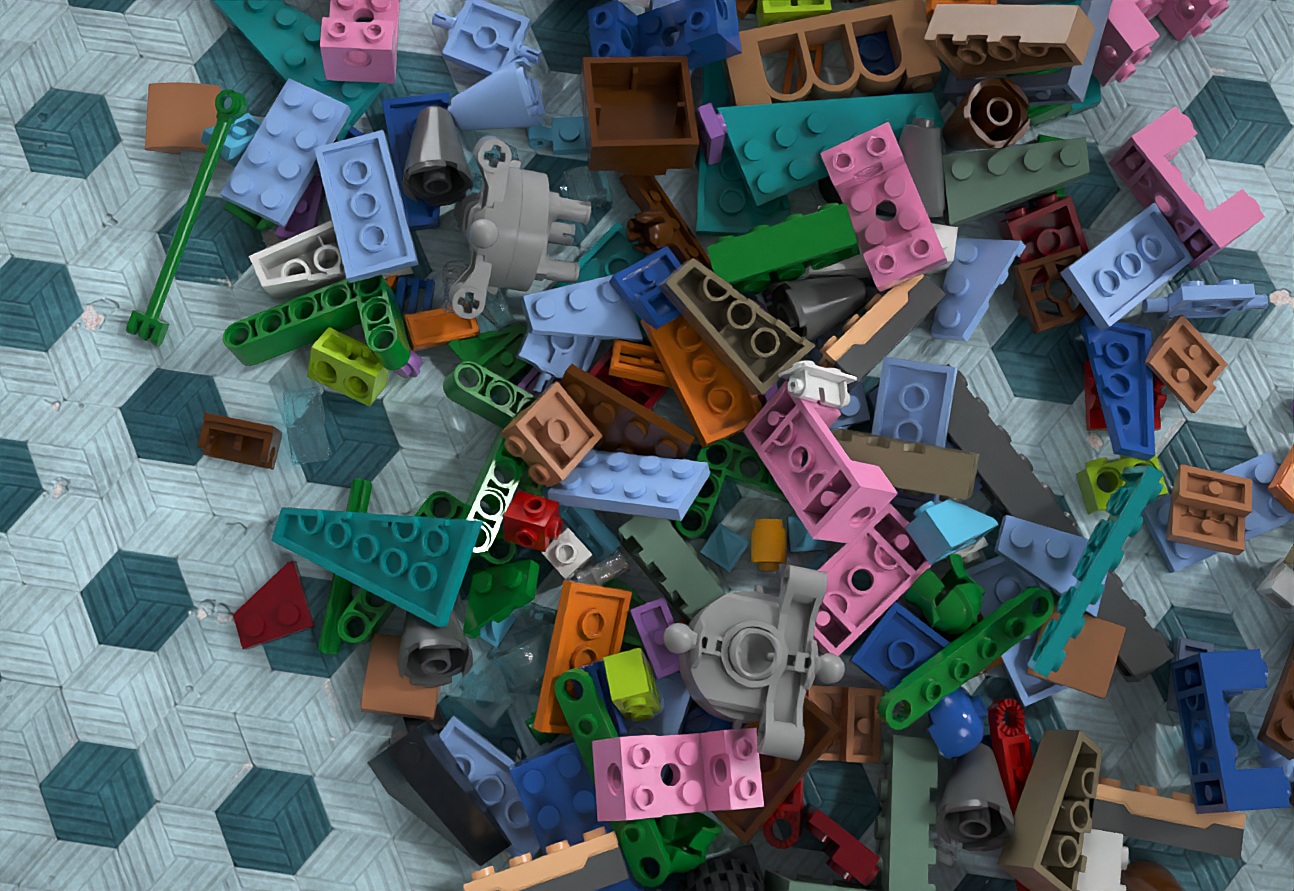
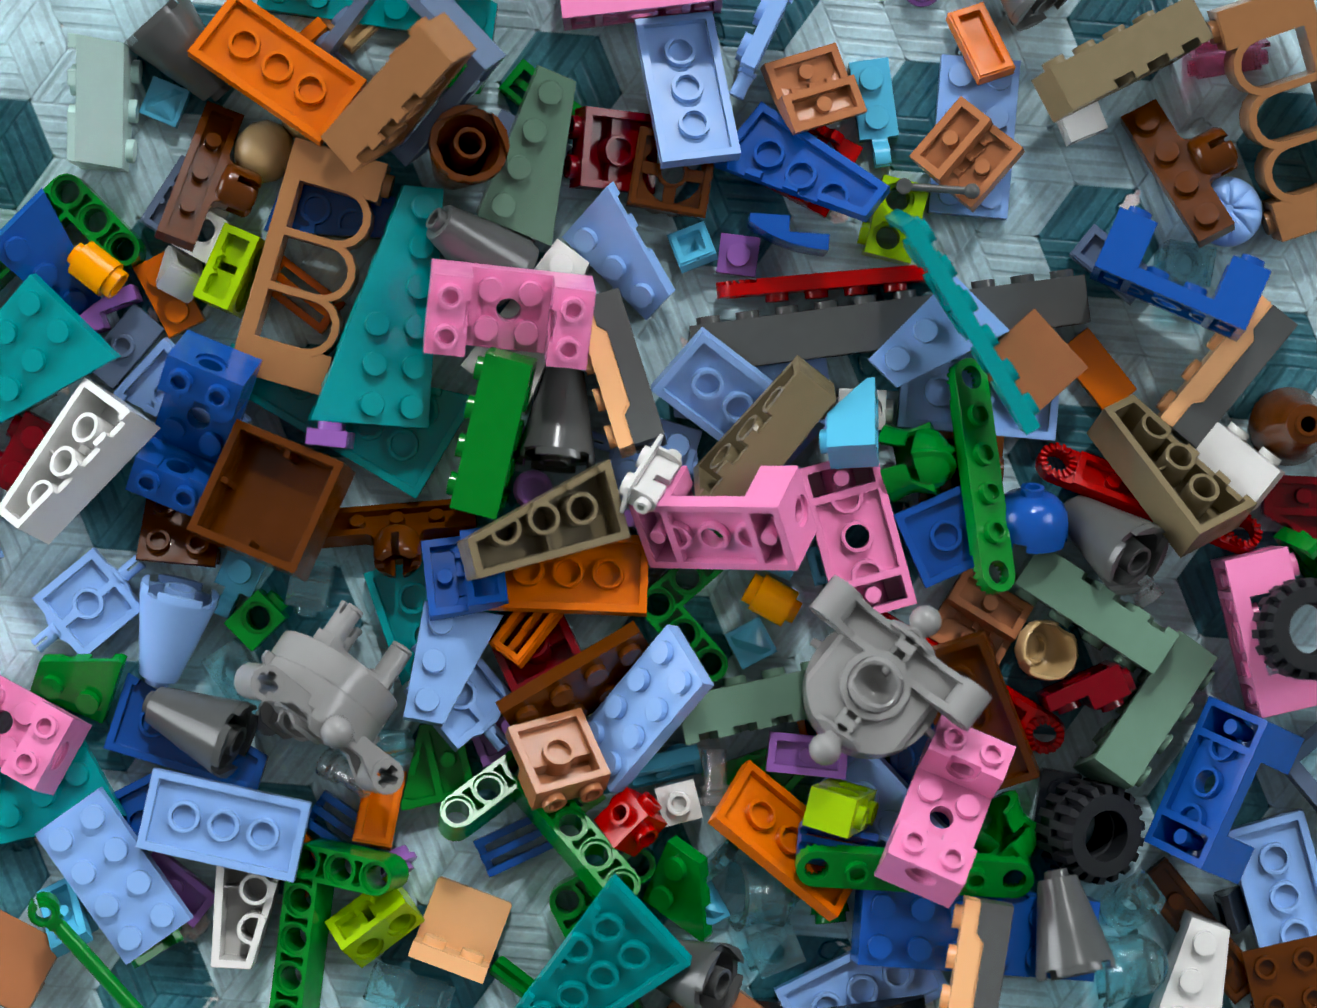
camera: 60 degrees left, 10 degrees up
(375, 438) = (460, 929): none -> light nougat bracket
(423, 61) = (79, 682): none -> green wing
(445, 430) = (487, 856): none -> blue tile
(533, 150) = (241, 623): none -> green brick
(564, 72) = (167, 540): none -> reddish brown hinge
(851, 792) = (1046, 650): none -> tan hair
(1006, 338) = (692, 247): none -> medium azure tile
(1020, 377) = (738, 255): none -> medium lavender plate
(1038, 450) = (817, 284): none -> red plate
(1060, 404) = (776, 228): none -> blue slope
(1097, 716) = (1103, 377): none -> orange tile
(1185, 525) = (904, 187): none -> dark grey hinge
(1188, 429) = (880, 119): none -> medium azure plate

